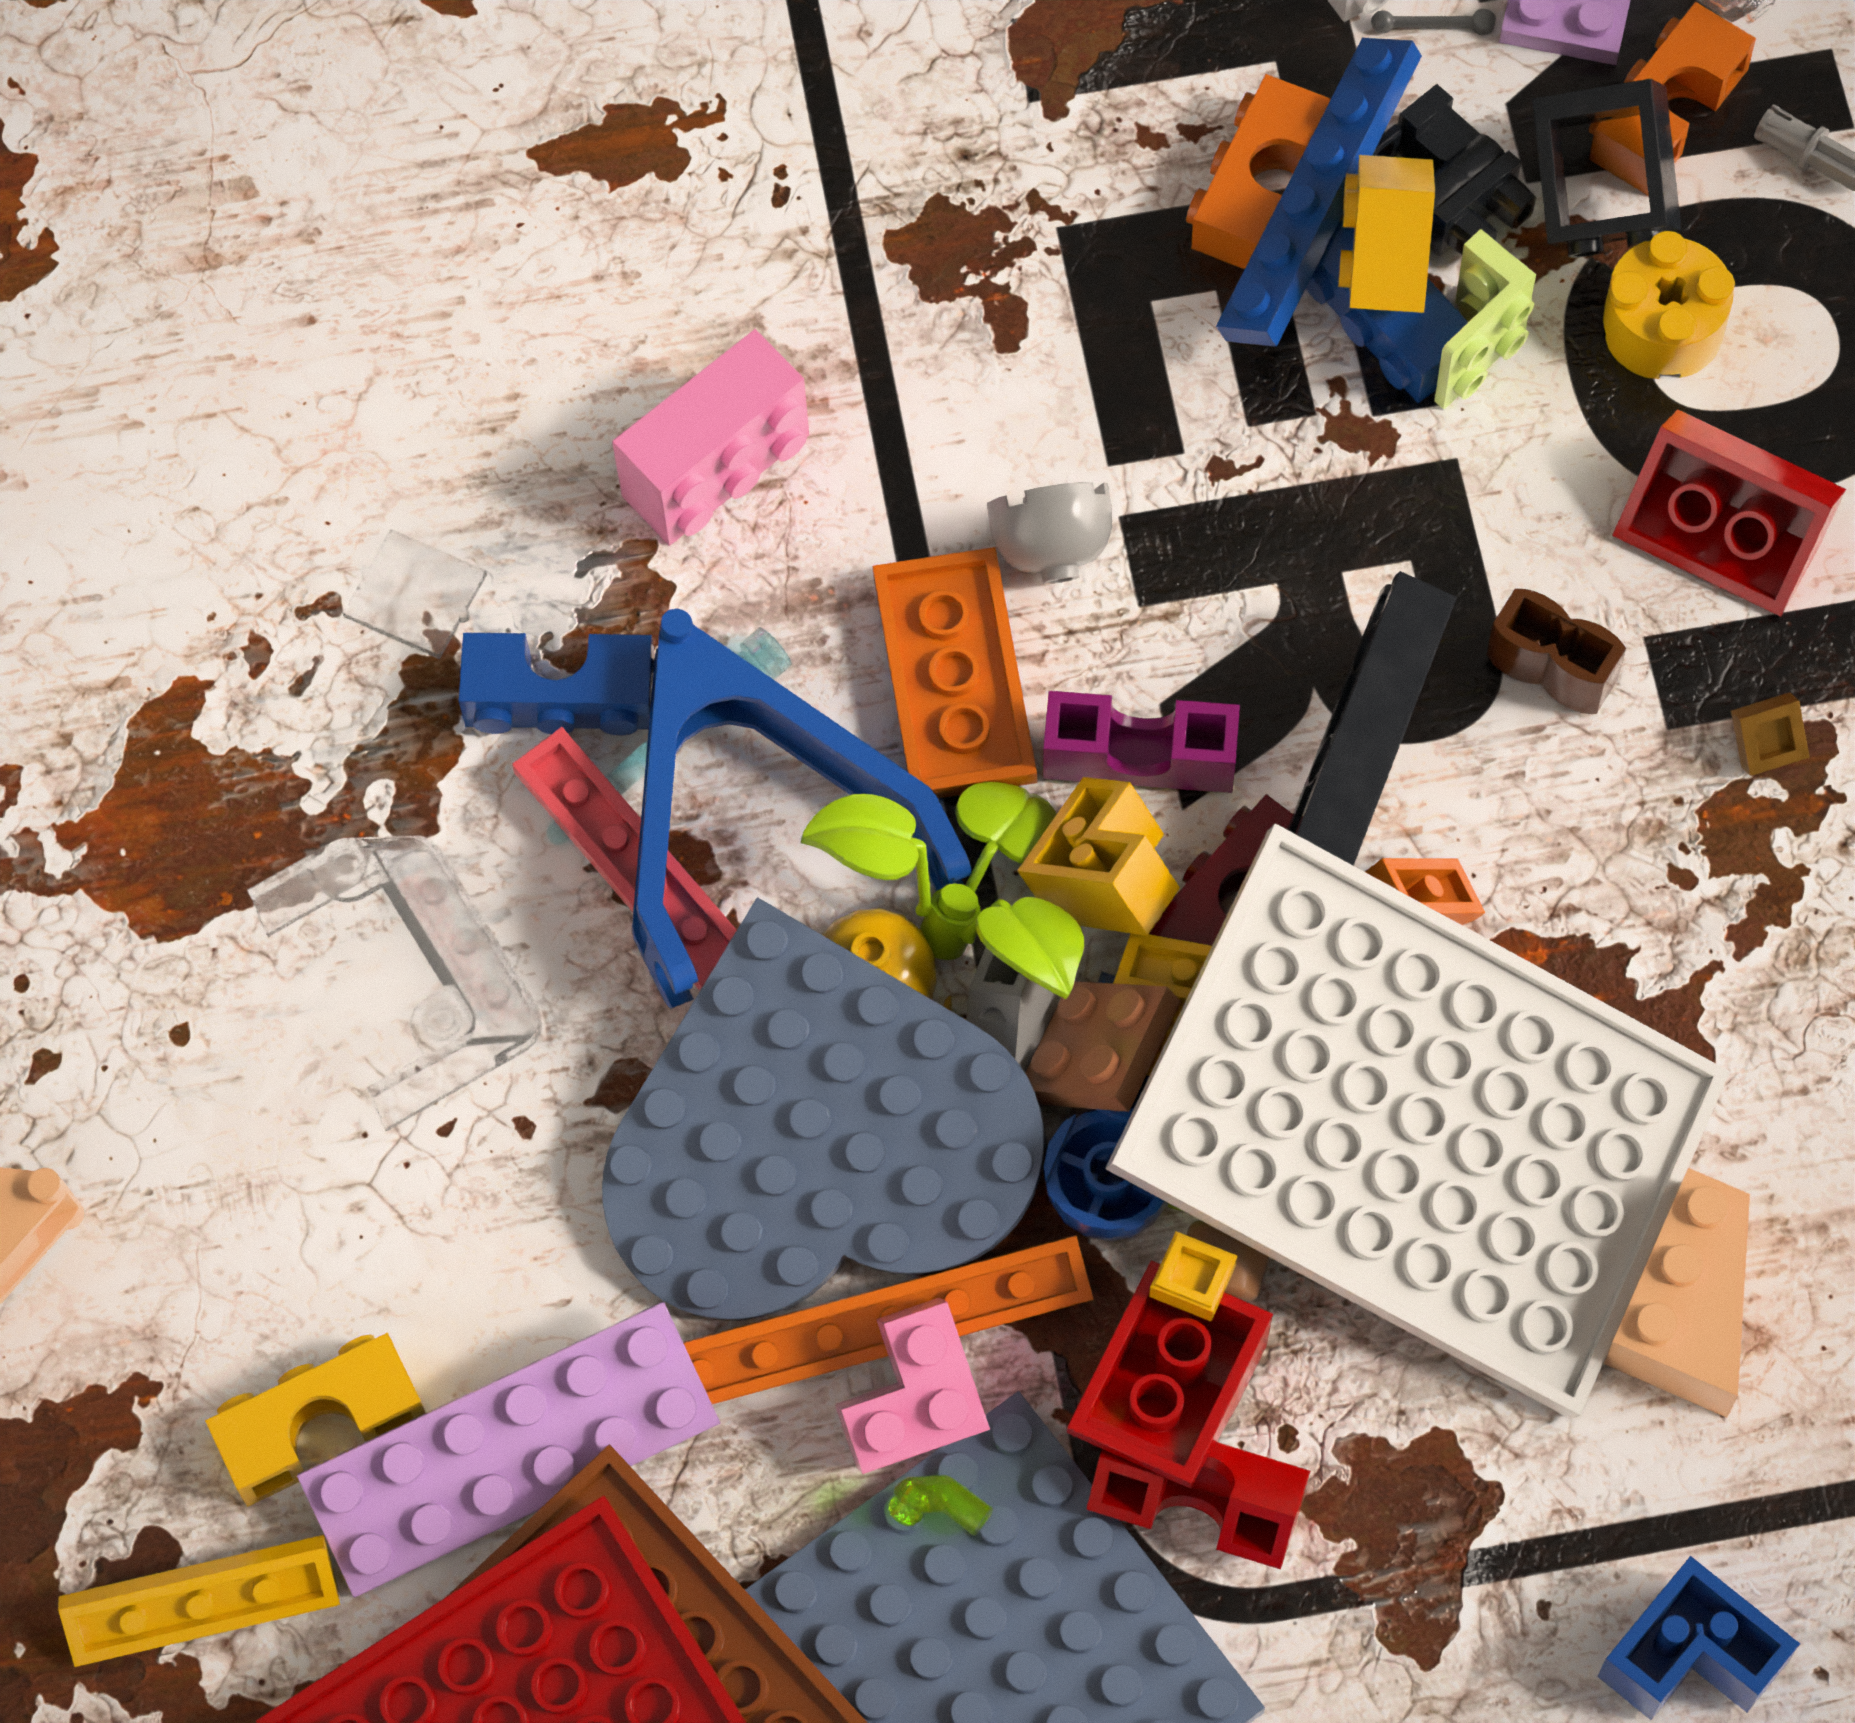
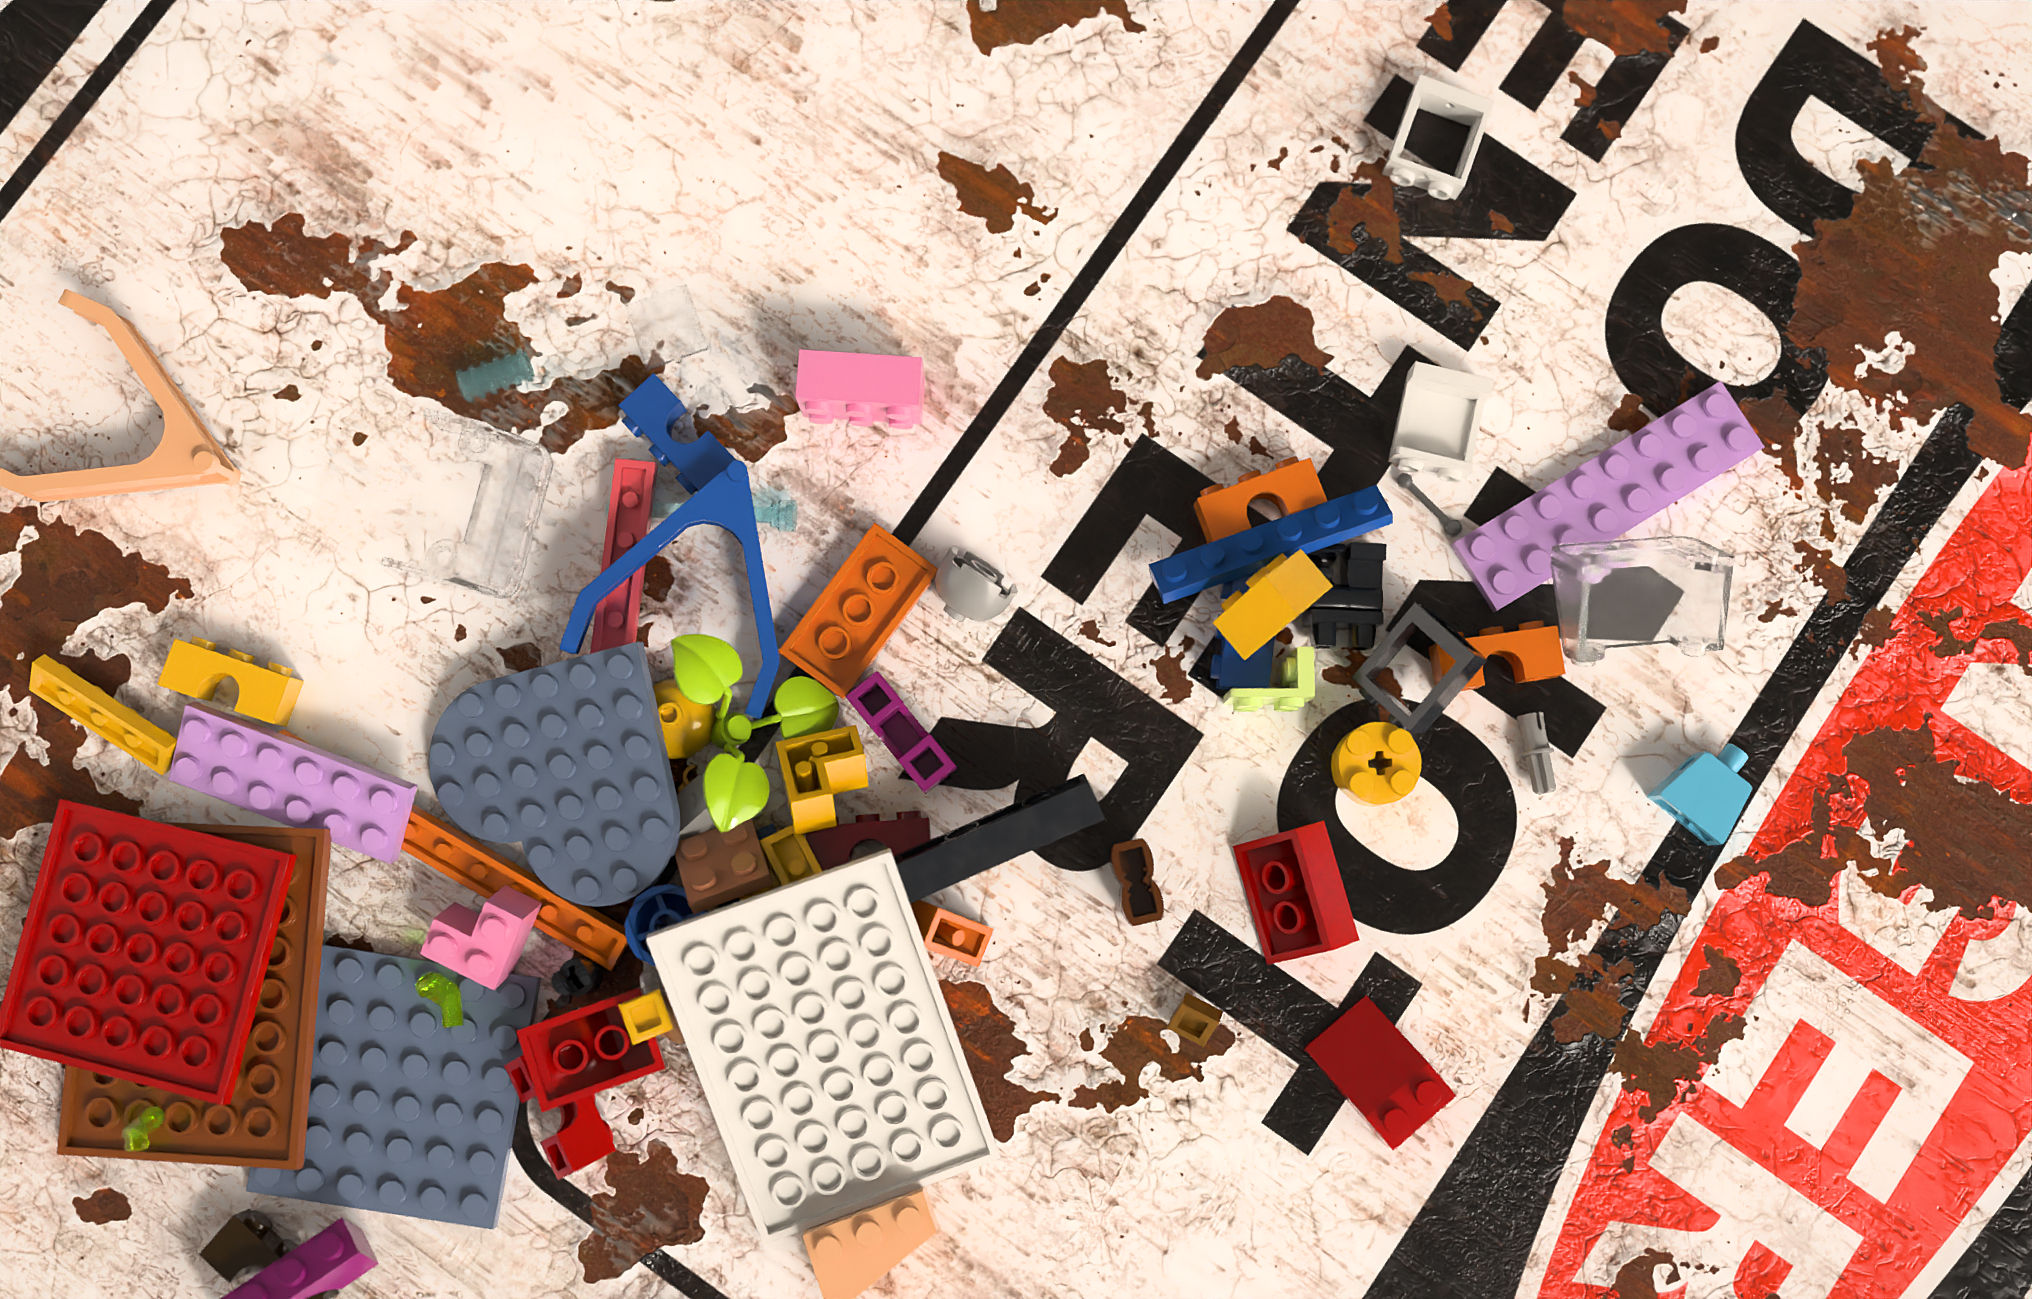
camera: 40 degrees right, 15 degrees up
(275, 812) = (494, 375): none -> clear light blue piece
(1056, 1340) = (587, 971): none -> black hinge

